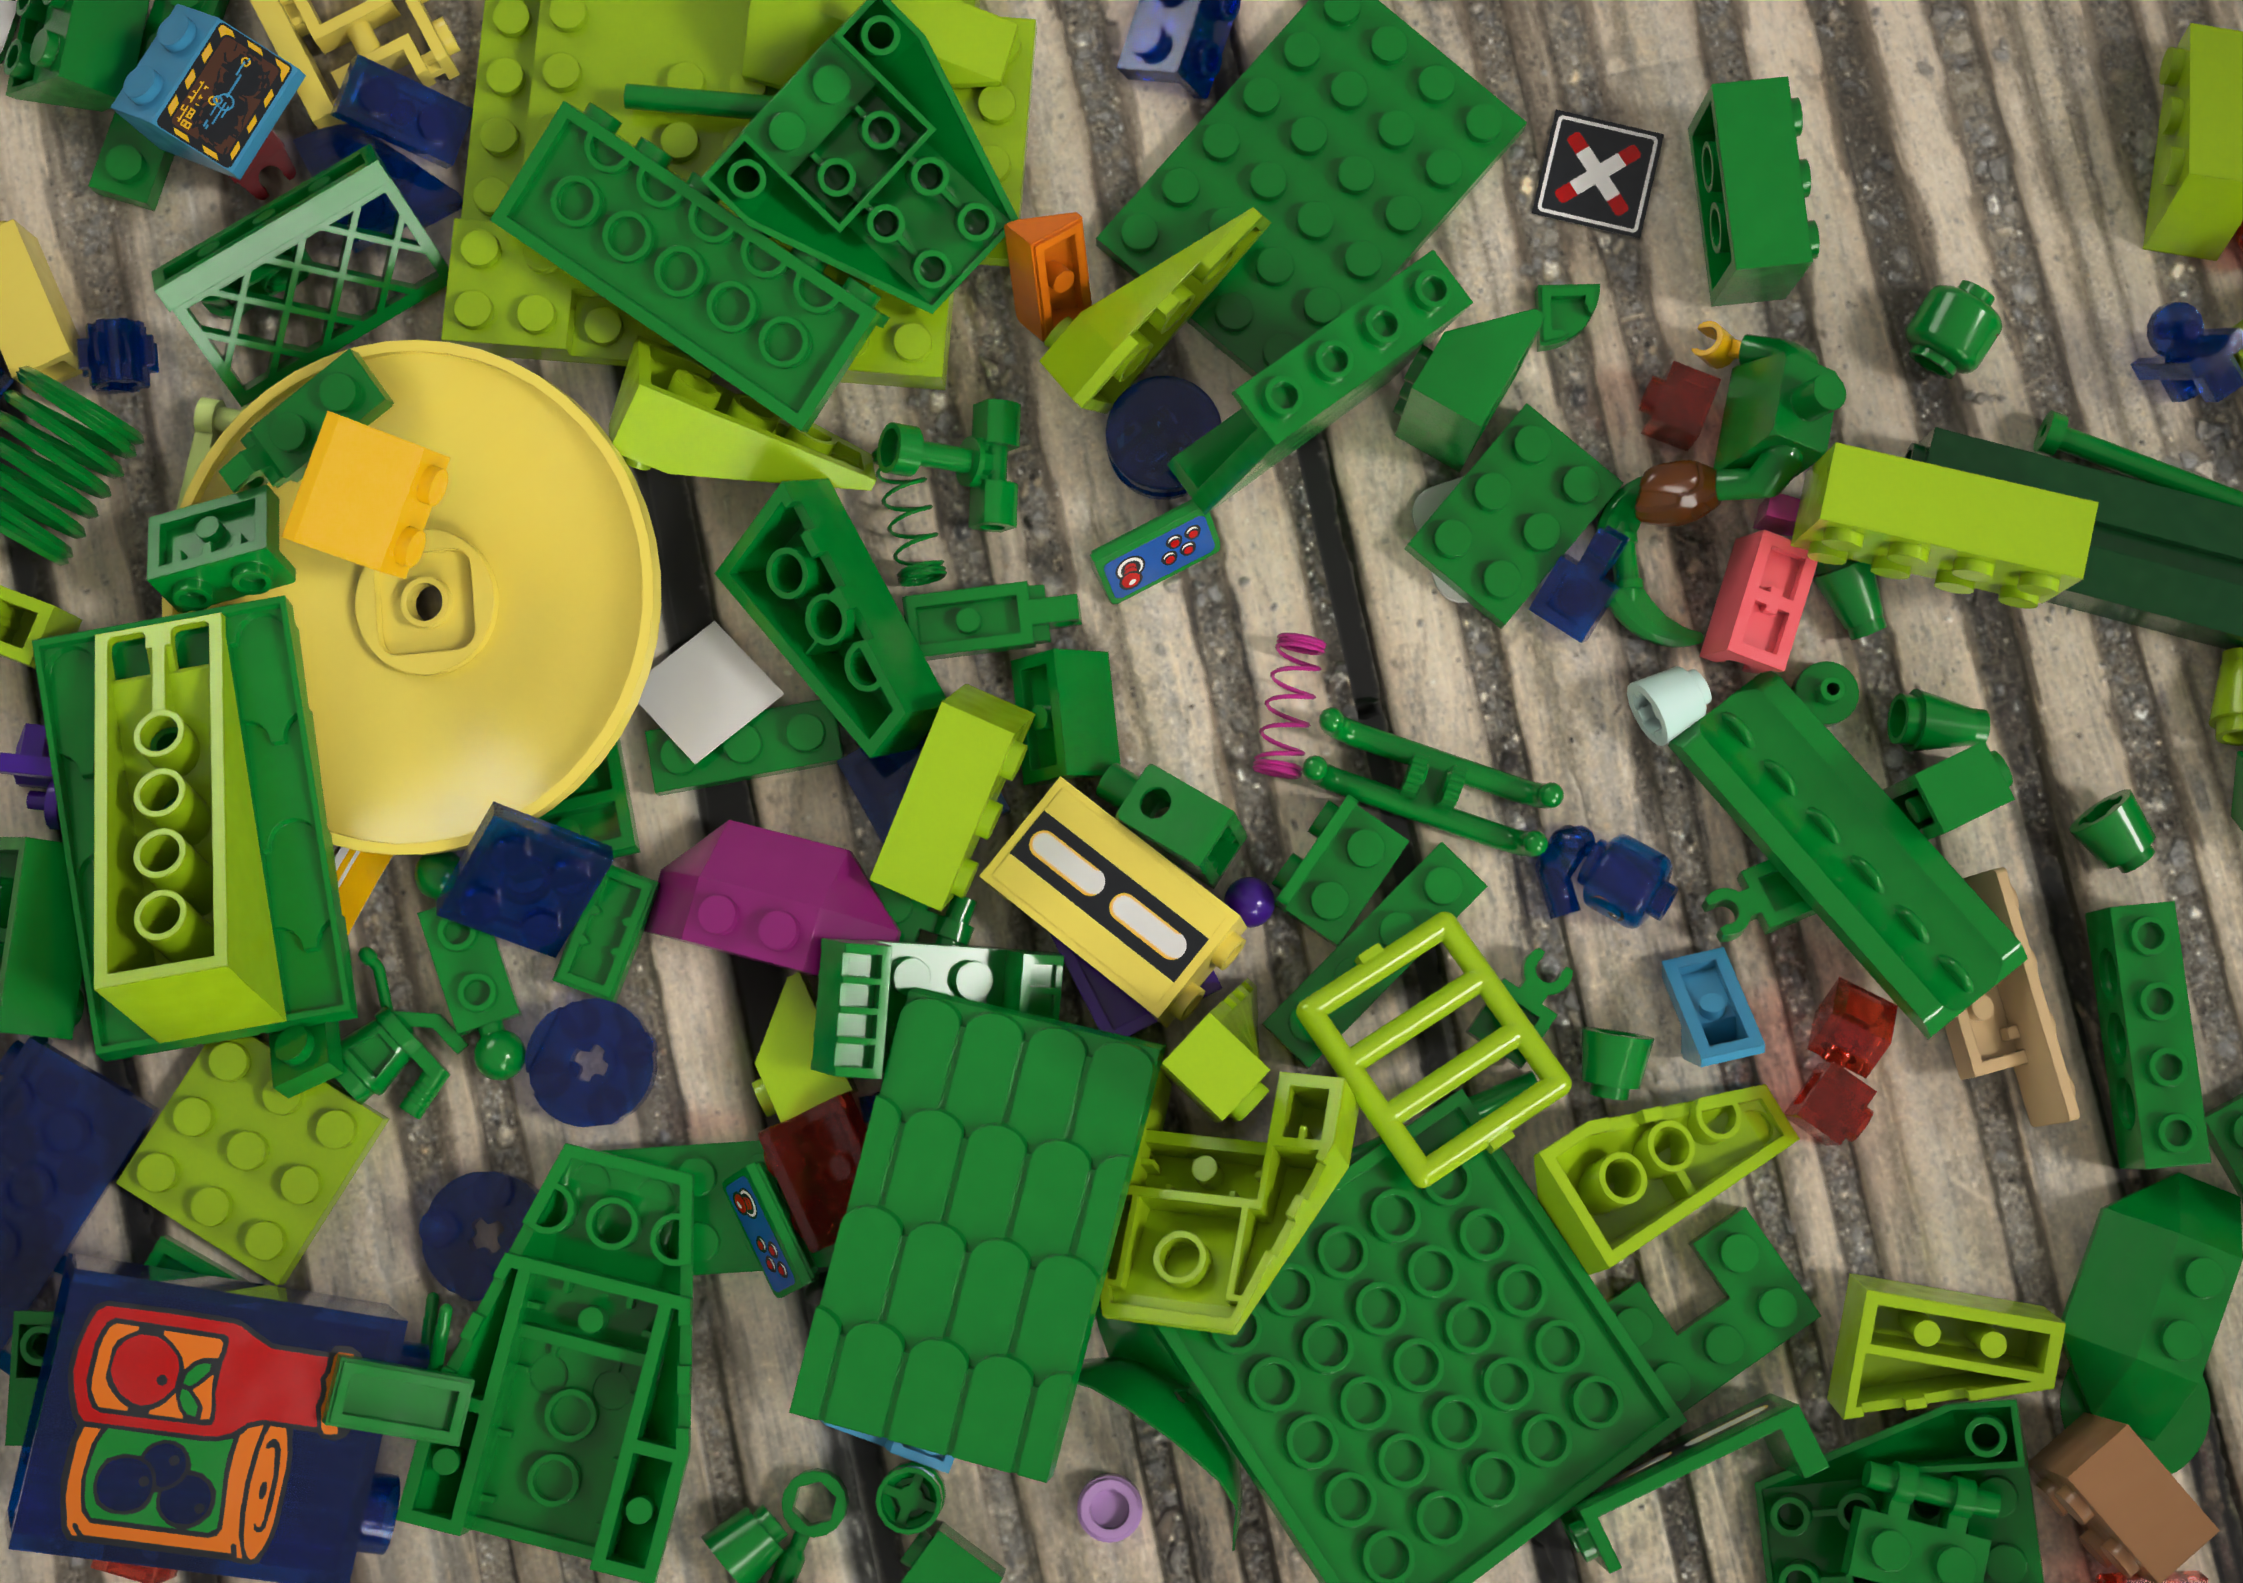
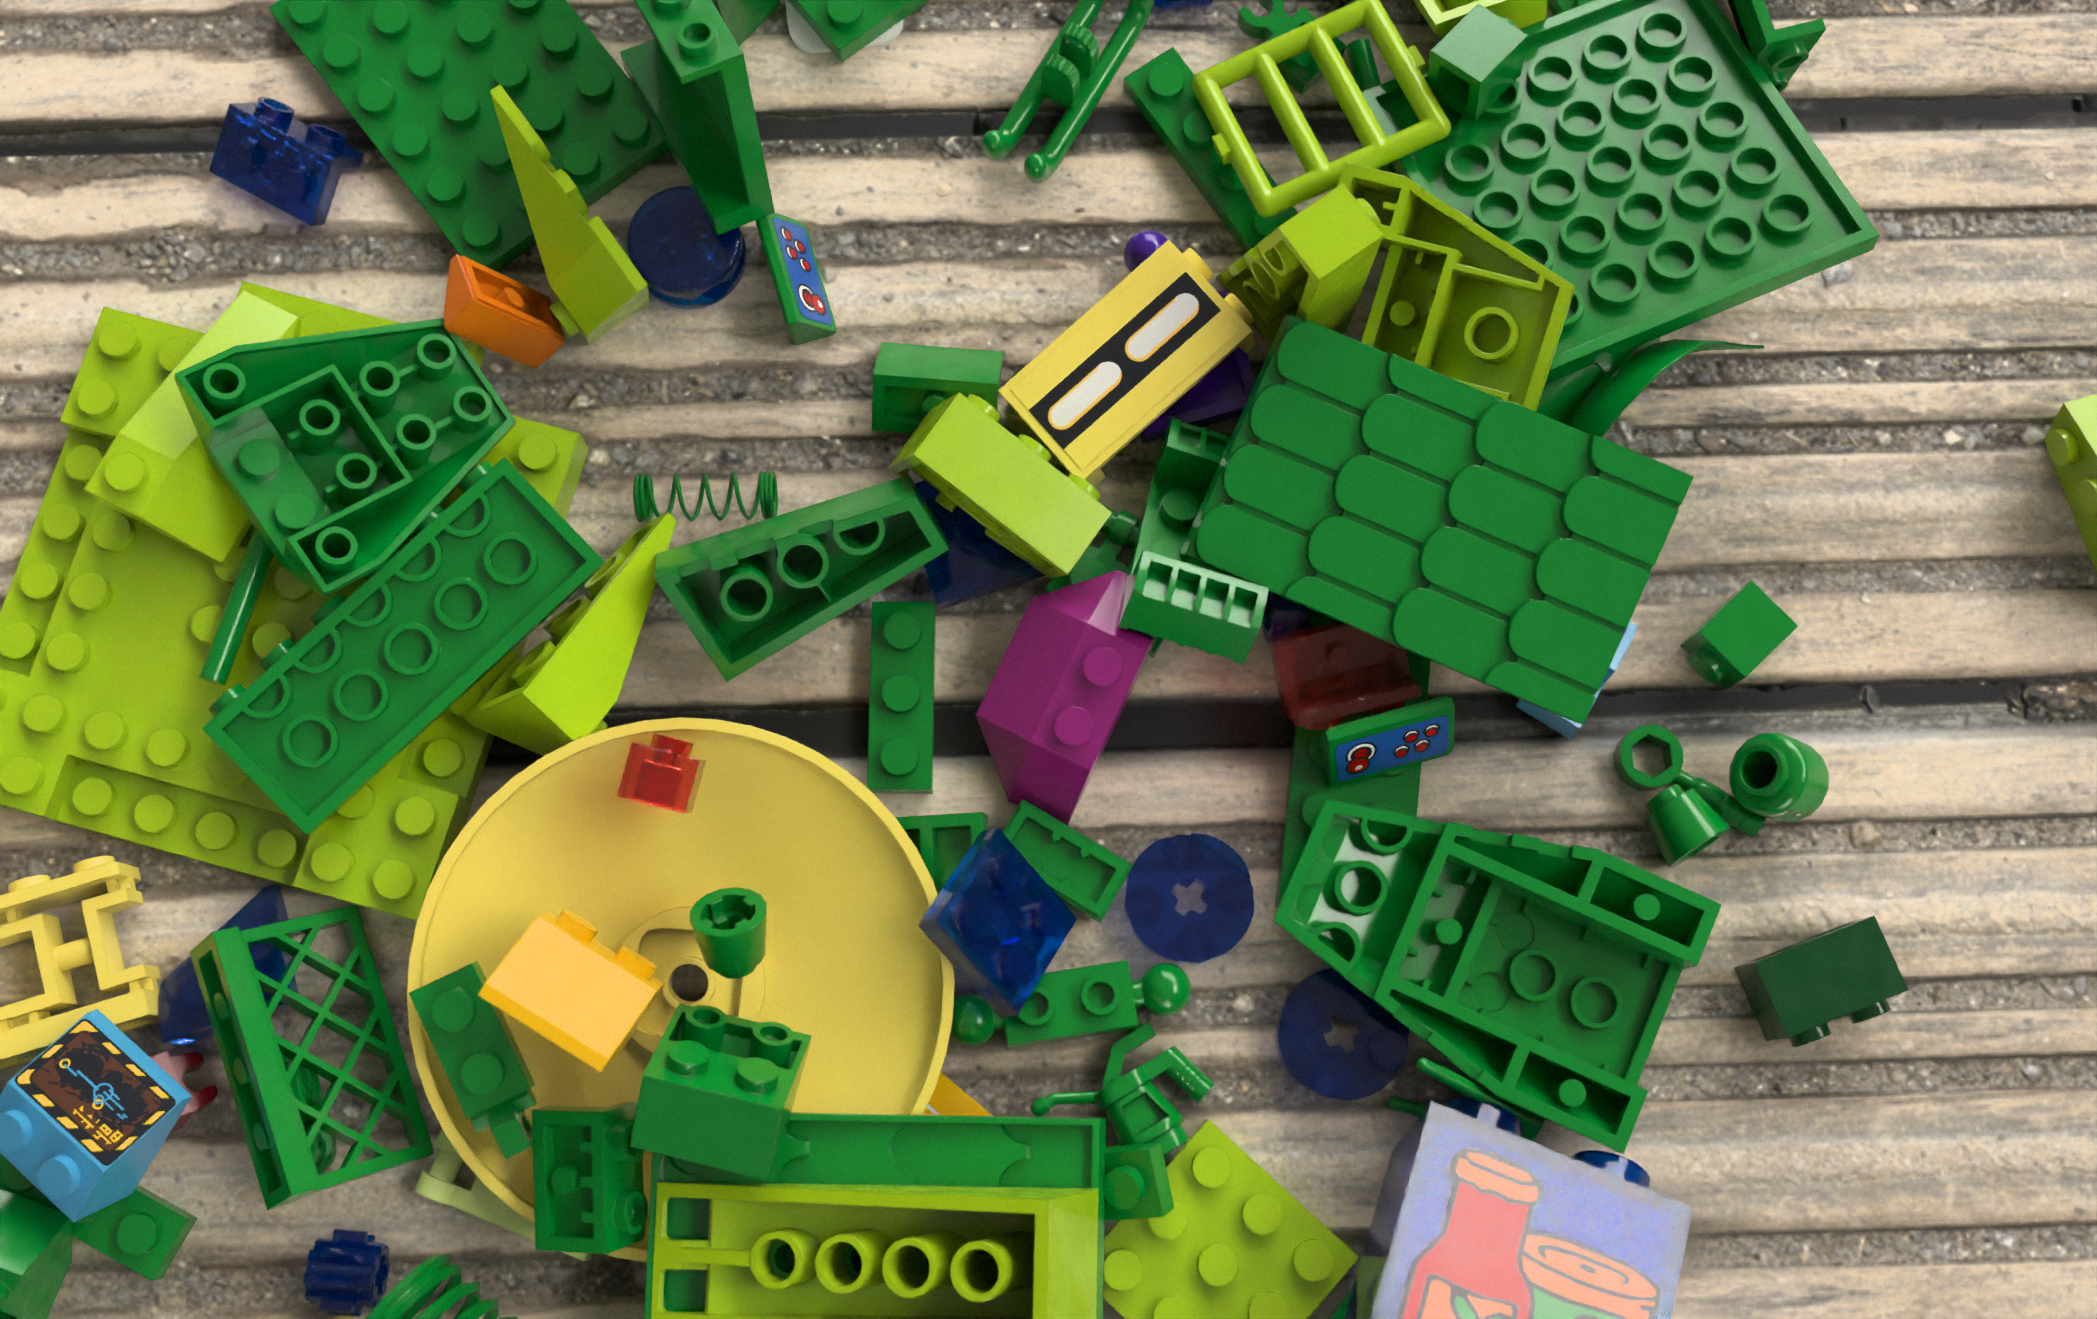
camera: 85 degrees left, 5 degrees down
(306, 651) = (720, 1090): none -> green slope
(398, 1400) = (1510, 1121): green tile -> none
(402, 111) = (162, 924): clear blue plate -> none
(454, 626) = (730, 930): none -> green hat
(580, 531) = (662, 774): none -> clear red plate
(706, 692) = (844, 715): white sticker -> none
(786, 1055) = (1220, 693): lime slope -> none
(907, 1508) = (1668, 651): green wheel -> none
(977, 462) = (670, 424): green bar -> none
(987, 619) = (827, 435): green hinge -> none
(1109, 1507) = (1705, 487): lavender tile -> none
(1194, 831) = (1068, 275): green torso -> none
(1301, 644) = (913, 164): dark pink piece -> none
(1339, 870) = (1132, 173): green bracket -> none
(1506, 1204) = (1476, 62): none -> brick

